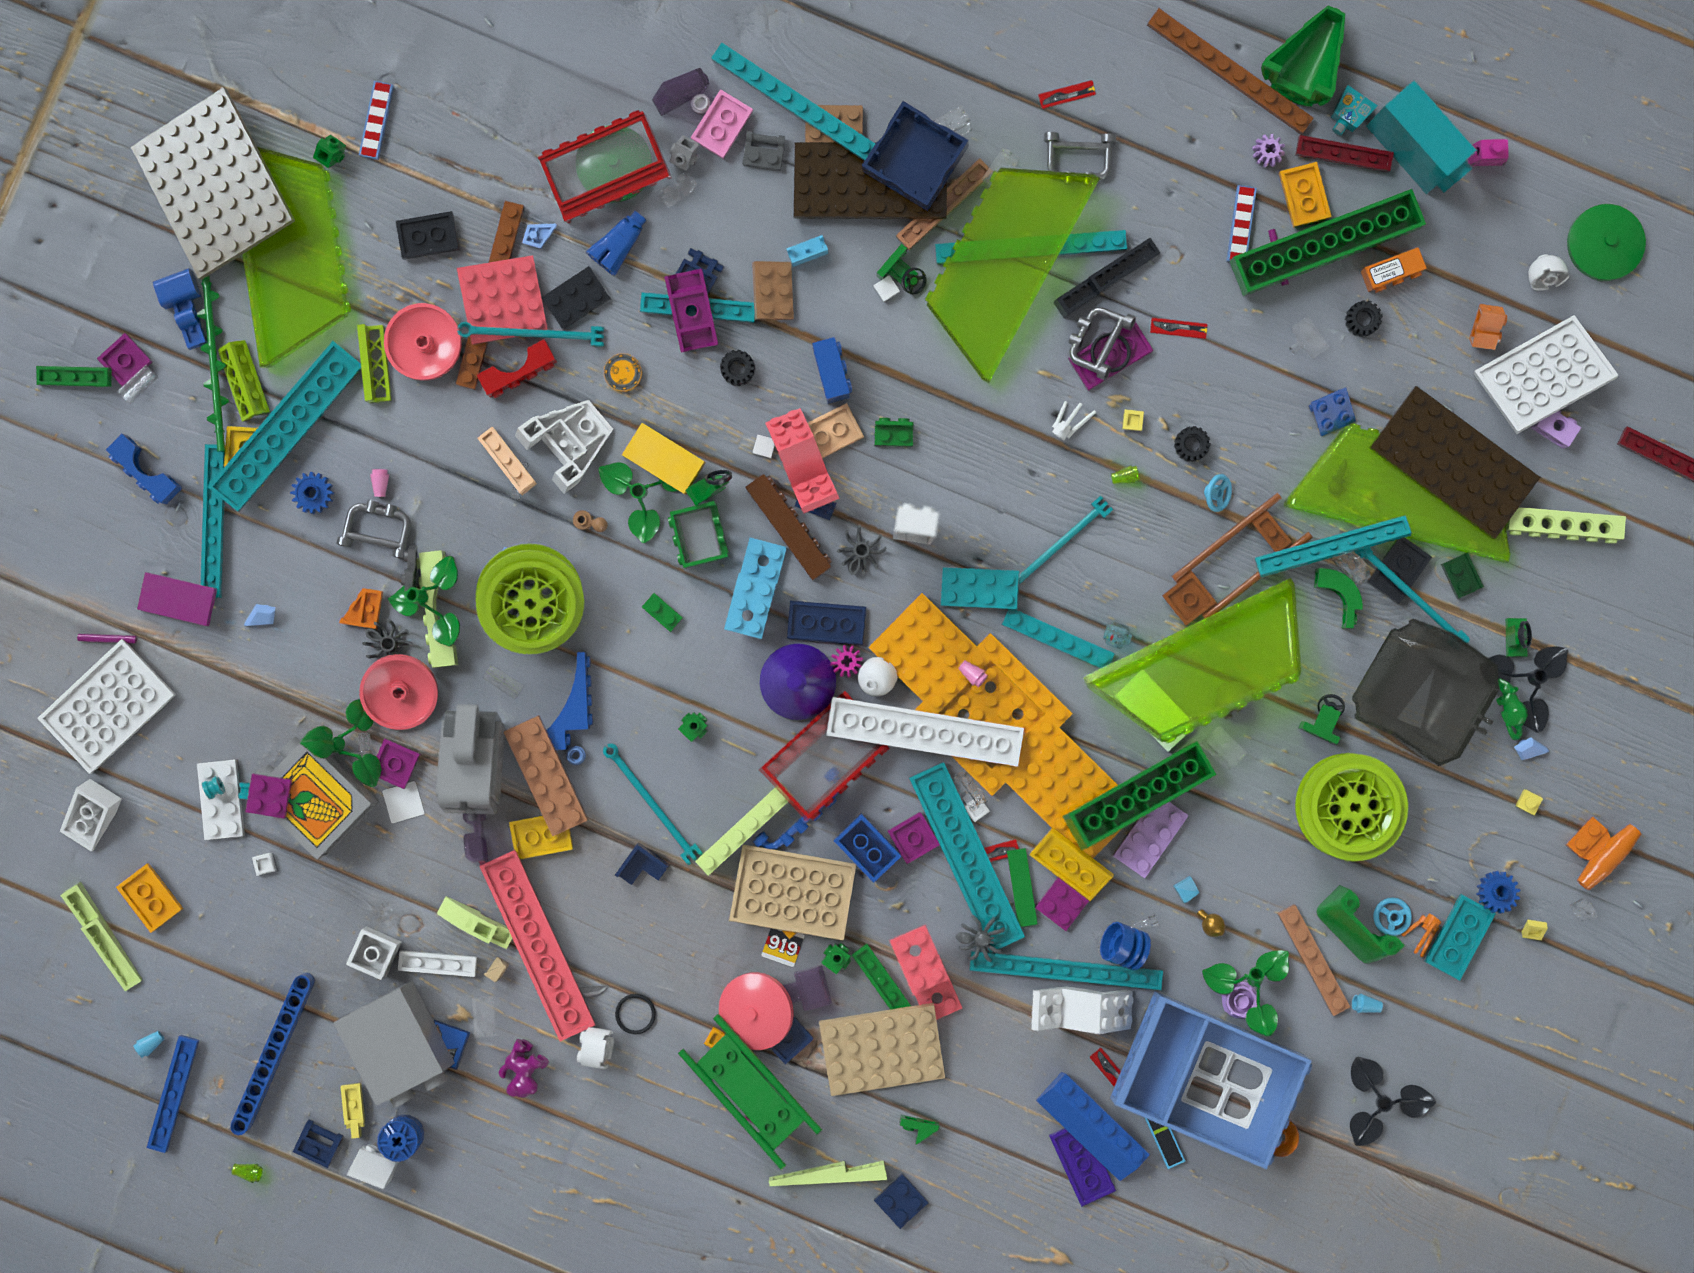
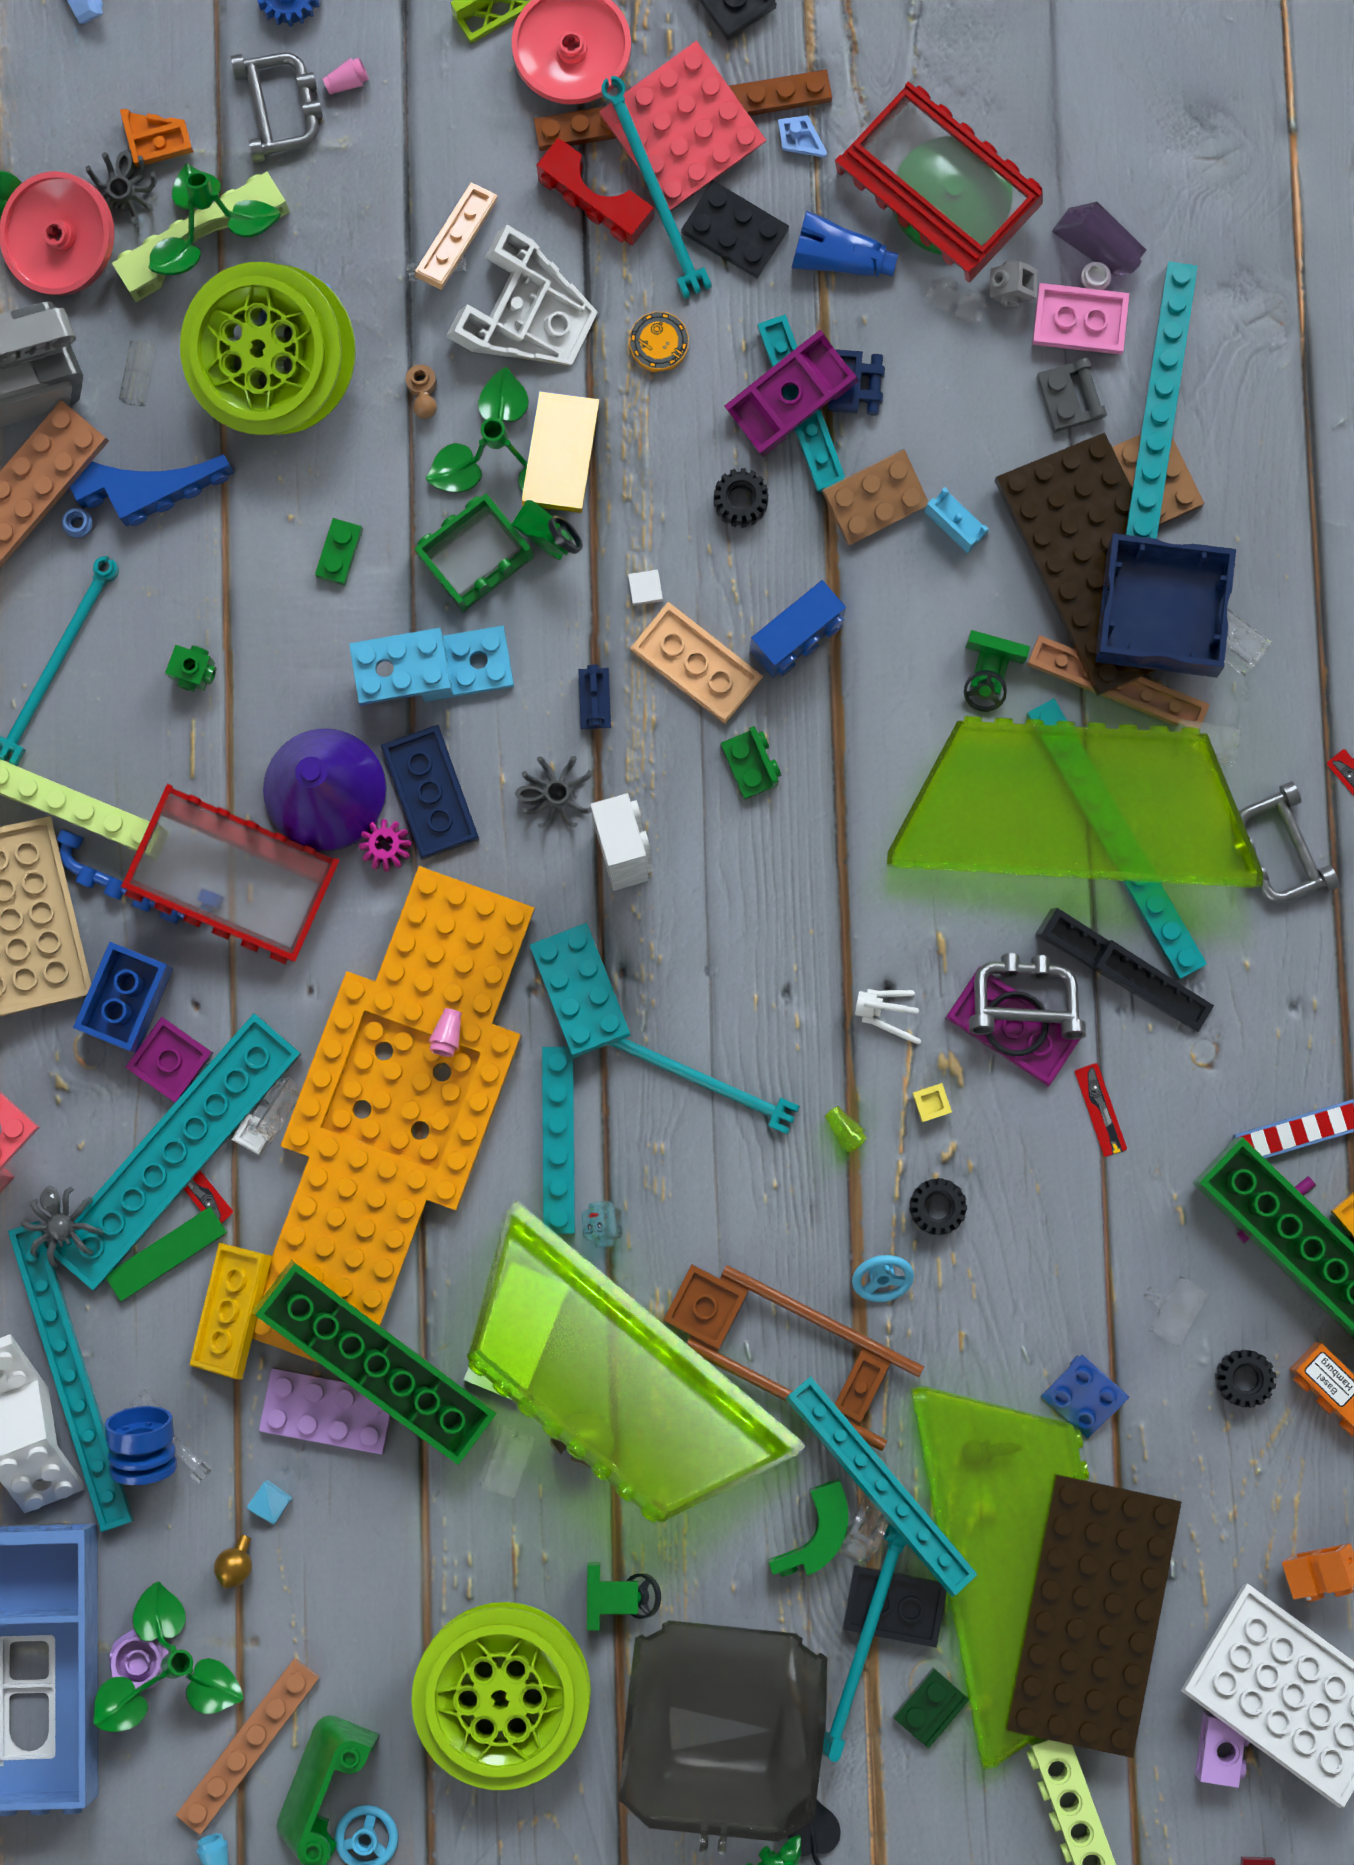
camera: 65 degrees right, 5 degrees down
(409, 577) = (229, 175): flat silver plate -> none
(788, 526) = (542, 674): reddish brown brick -> none
(802, 460) = (646, 645): coral bracket -> none
(877, 677) = (380, 898): white cylinder -> none
(886, 288) = (955, 658): white tile -> none
(925, 731) = (329, 1002): white plate -> none
(1061, 904) = (166, 1324): magenta plate -> none
(1517, 637) = (875, 1836): green piece -> none

